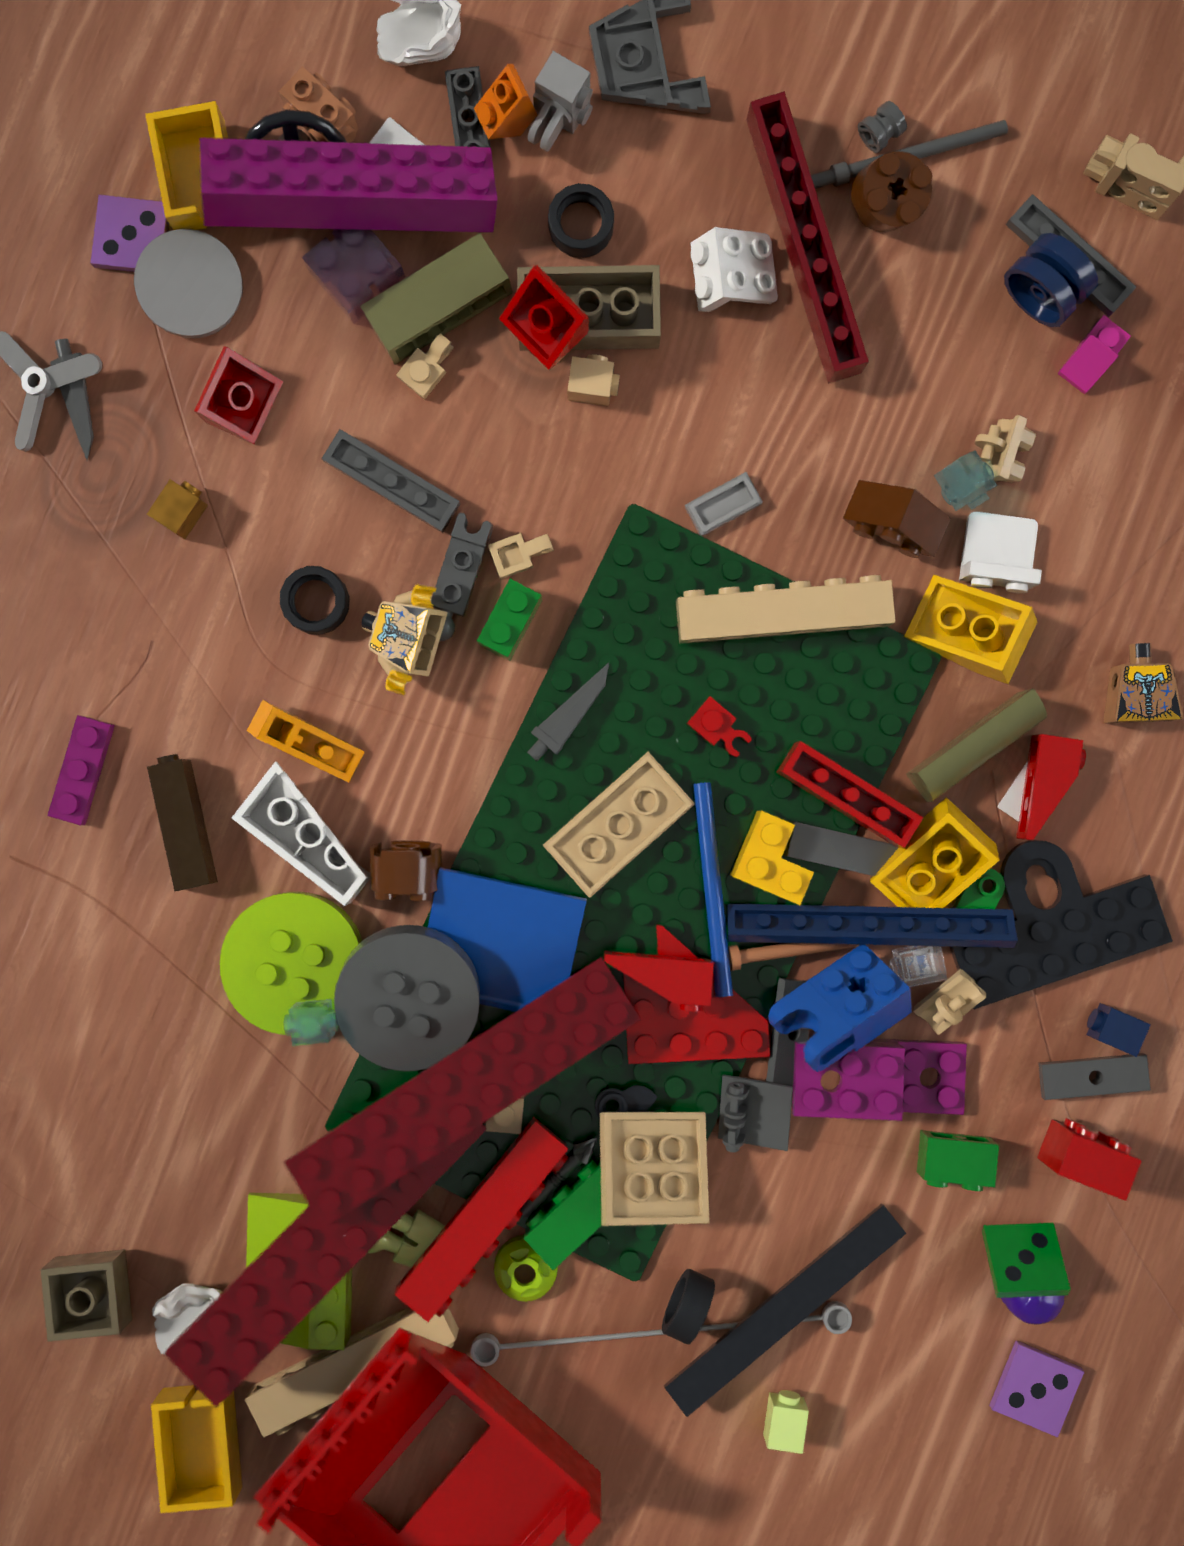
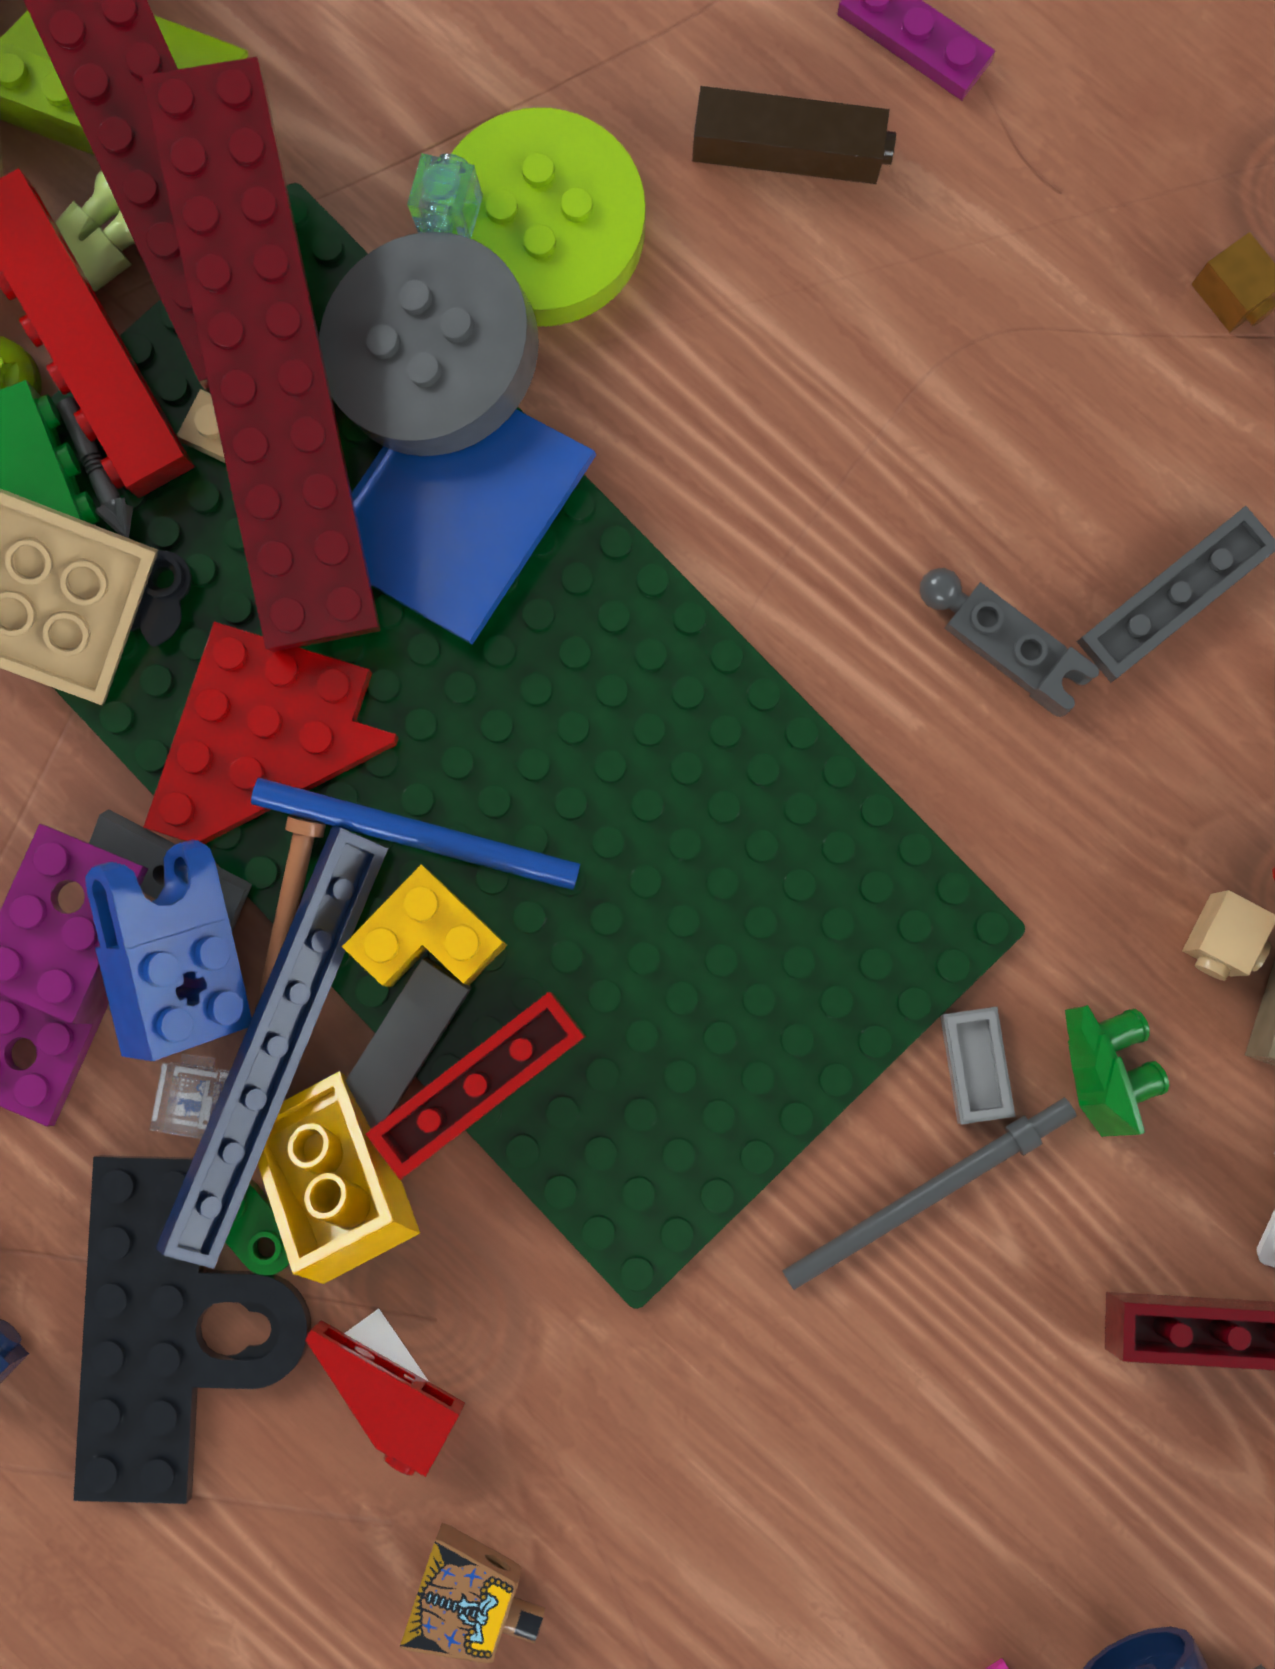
camera: 115 degrees right, 5 degrees down
(294, 830) = (724, 272): white wedge -> none
(304, 741) = (846, 340): light orange slope -> none
(306, 574) = (1055, 388): black tyre -> none
(405, 635) = (944, 527): torso -> none
(405, 869) = (612, 407): reddish brown brick -> none
(509, 619) = (916, 686): green brick -> none
(514, 554) = (1010, 729): tan plate -> none
(561, 723) = (739, 707): dark grey bar -> none
(618, 824) = (562, 735): tan tile -> none
(676, 978) = (311, 719): red slope -> none
(711, 424) = (1101, 1080): none -> green connector
(715, 723) = (657, 928): red plate -> none
(754, 1113) = (71, 776): dark grey hinge -> none
(757, 464) = (1021, 1137): none -> dark grey bar
(785, 611) = (786, 1094): tan brick -> none
(897, 516) = (866, 1317): reddish brown brick -> none
(950, 1001) = (116, 1123): tan hips -> none
(966, 481) = (885, 1447): clear light blue brick -> none
(972, 628) = (658, 1373): yellow slope -> none
(978, 744) = (481, 1313): olive brick -> none
(1000, 552) = (758, 1459): white bracket -> none
(1002, 445) = (918, 1522): tan hips -> none

